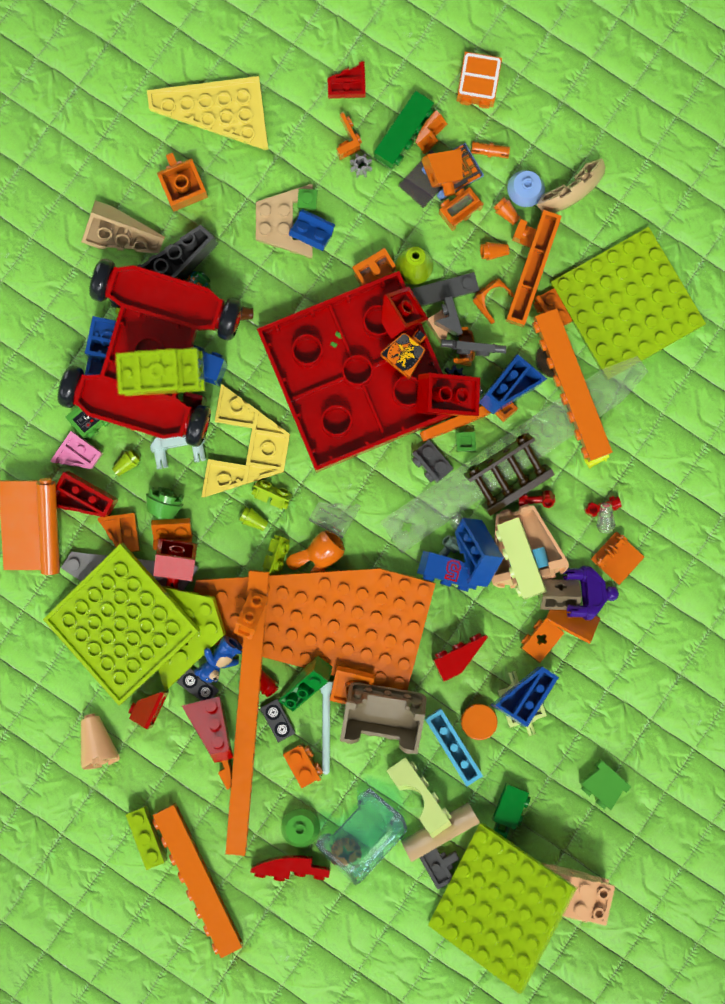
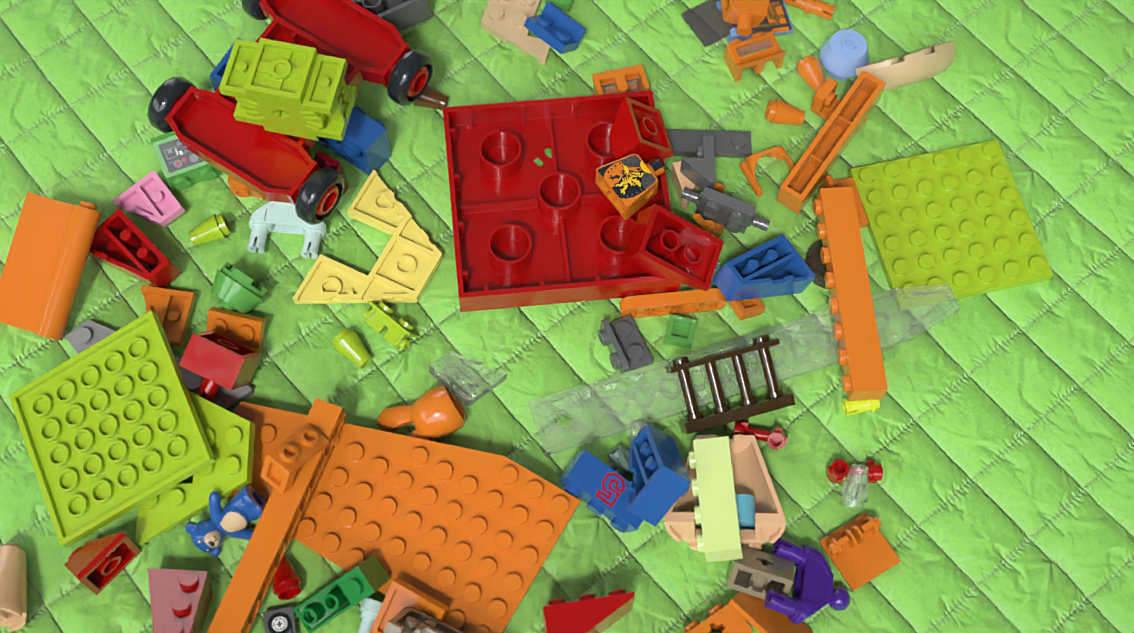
camera: 15 degrees right, 20 degrees down
(197, 687) = (183, 552): tile -> none
(279, 547) = (374, 398): lime hinge -> none
(414, 265) = (677, 97): lime cone -> none

